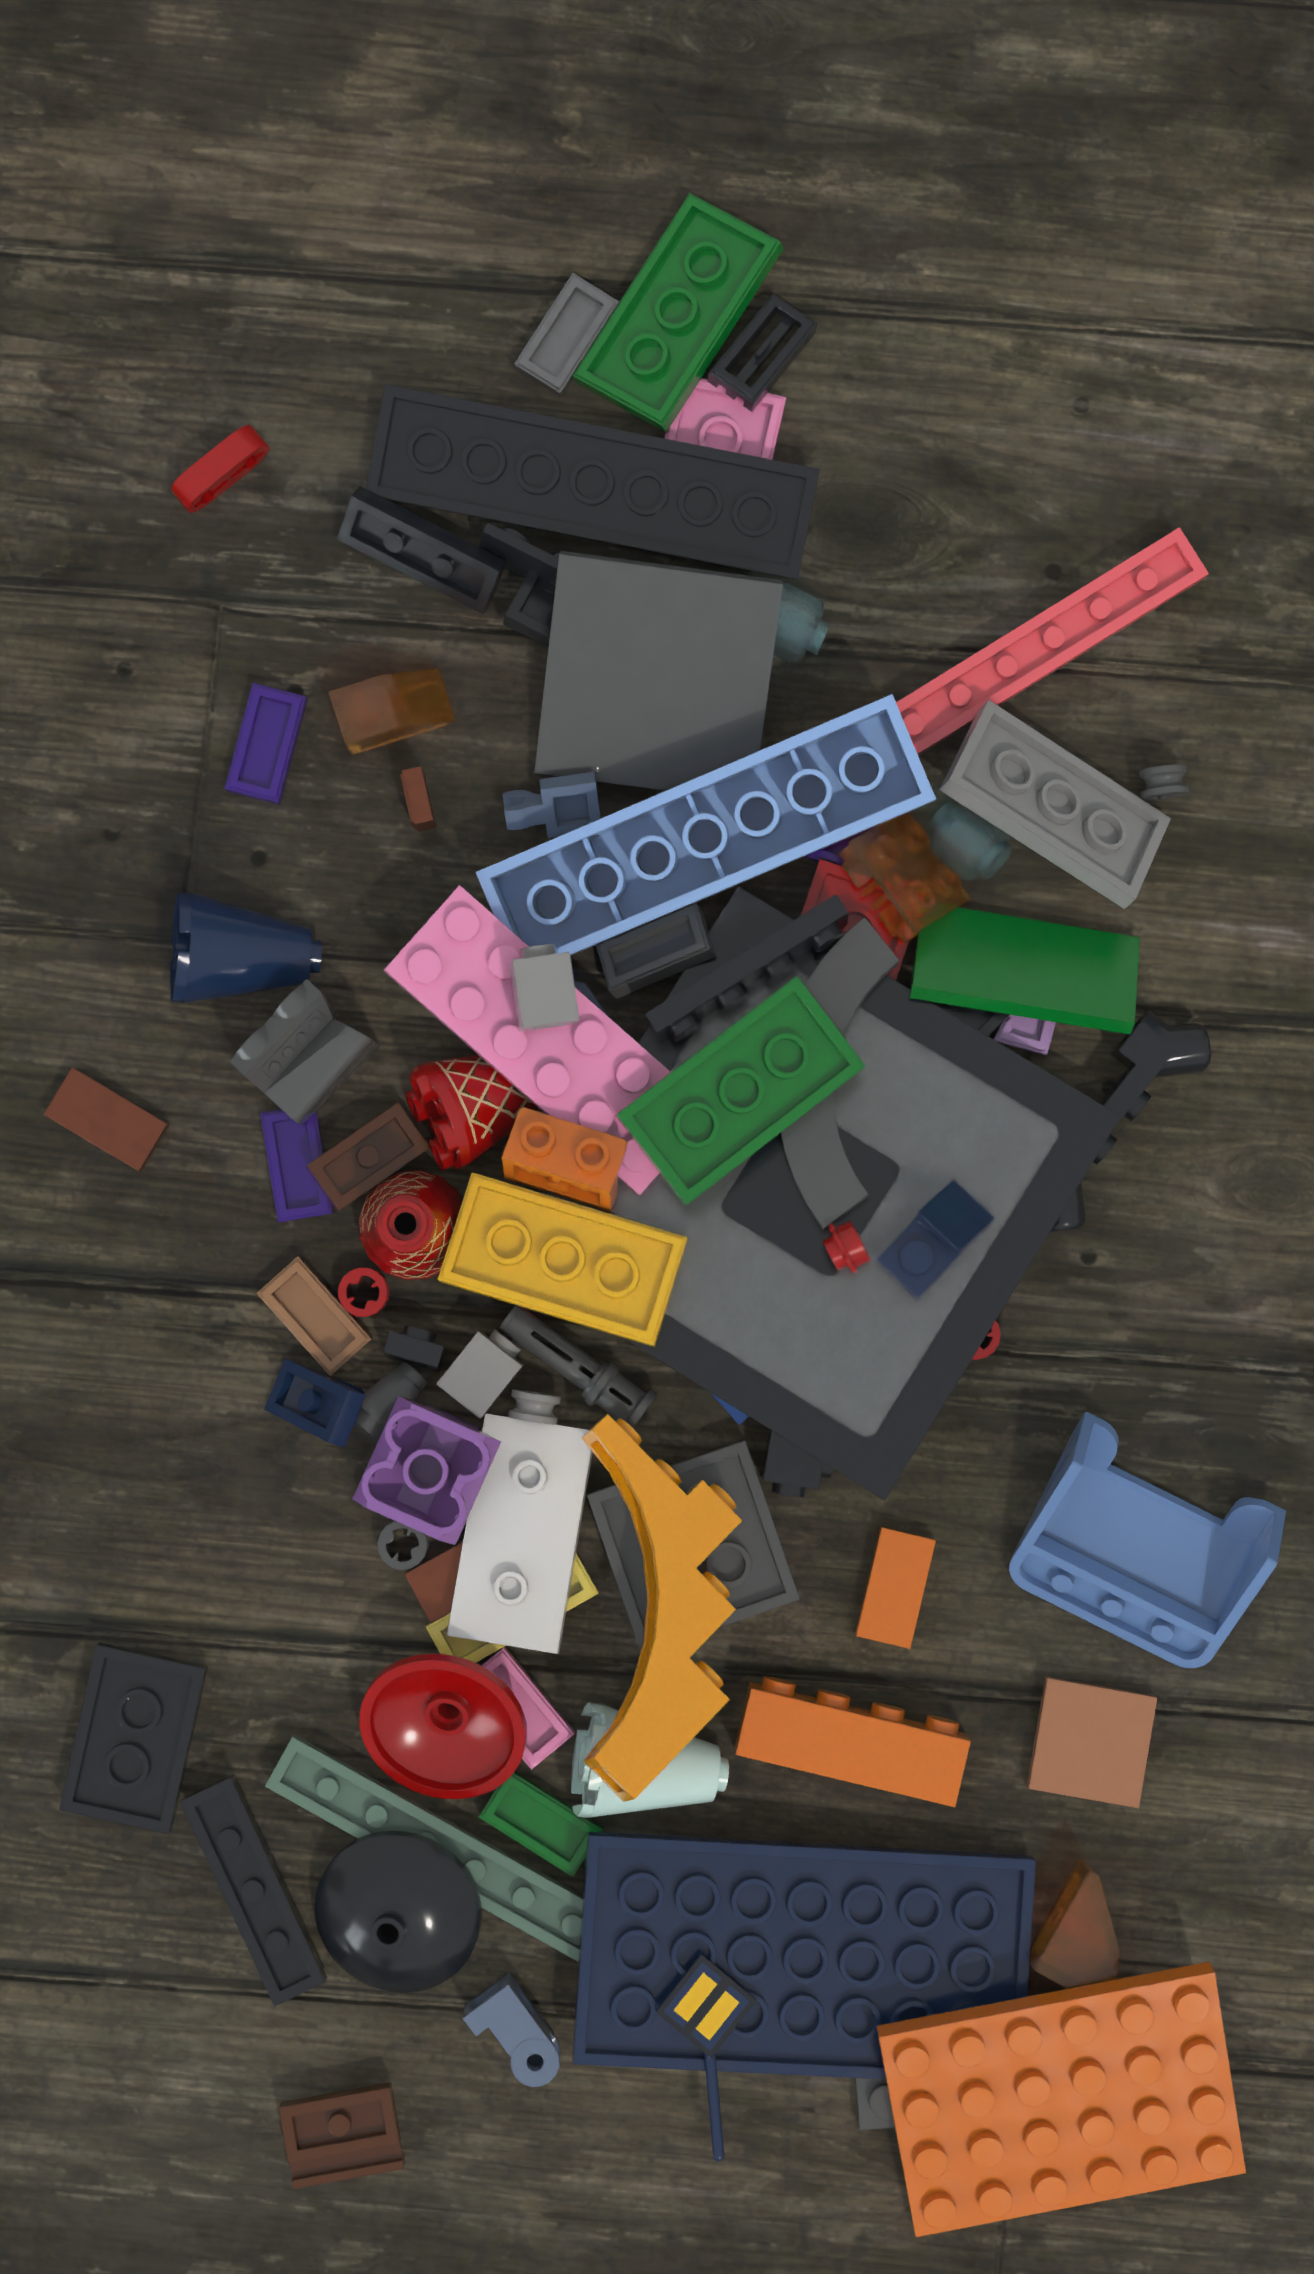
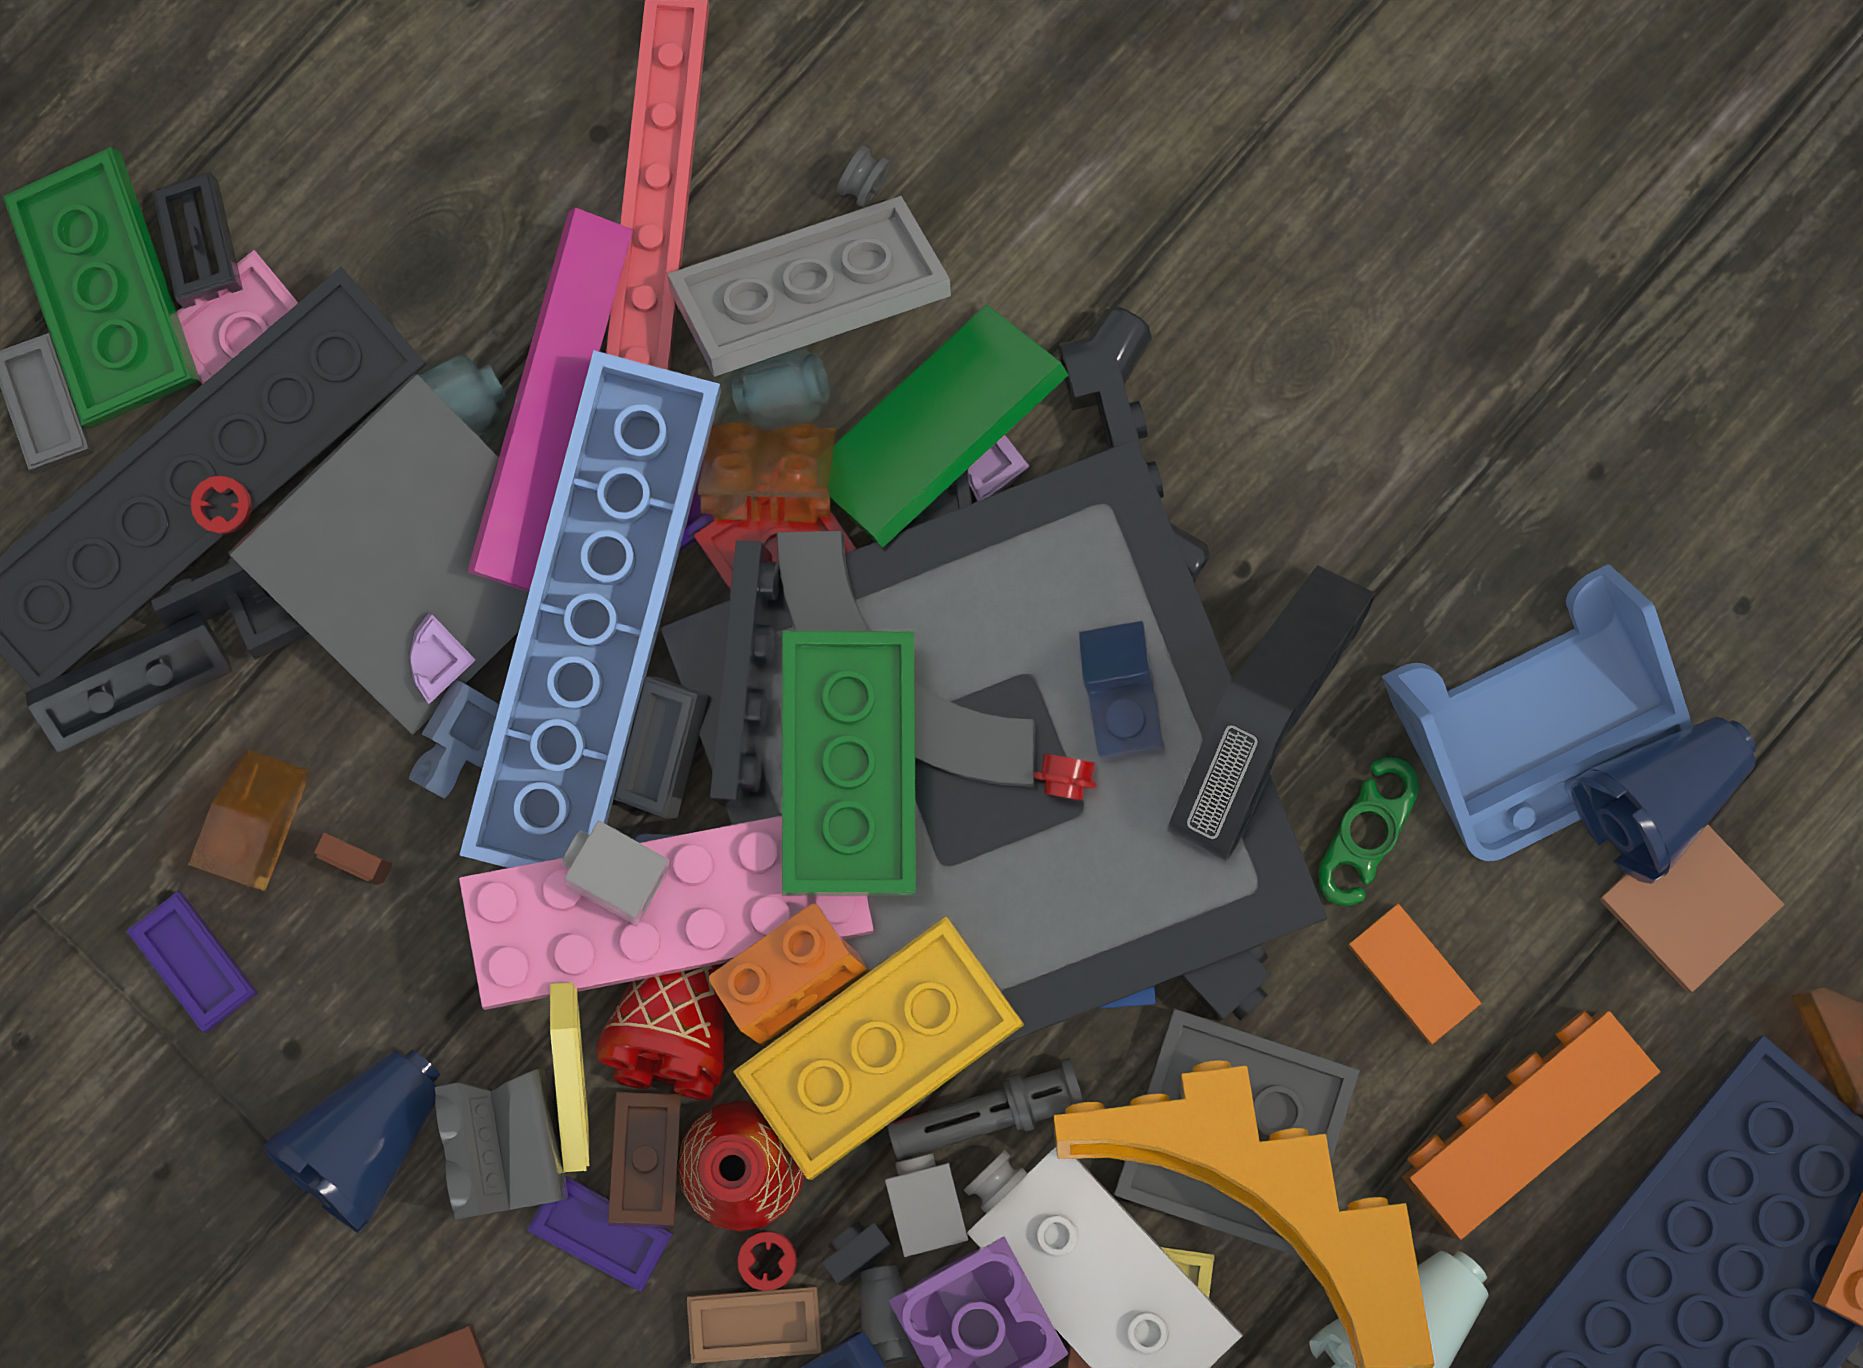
camera: 45 degrees left, 5 degrees down
(383, 1063) = (569, 1076): none -> light yellow tile
(577, 528) = (220, 524): none -> red bush
(598, 748) = (436, 658): none -> lavender tile
(838, 686) = (548, 398): none -> dark pink tile
(996, 1488) = (1343, 849): none -> green piece
(999, 1349) = (1263, 709): none -> black beam
(1152, 1668) = (1664, 794): none -> dark blue cone

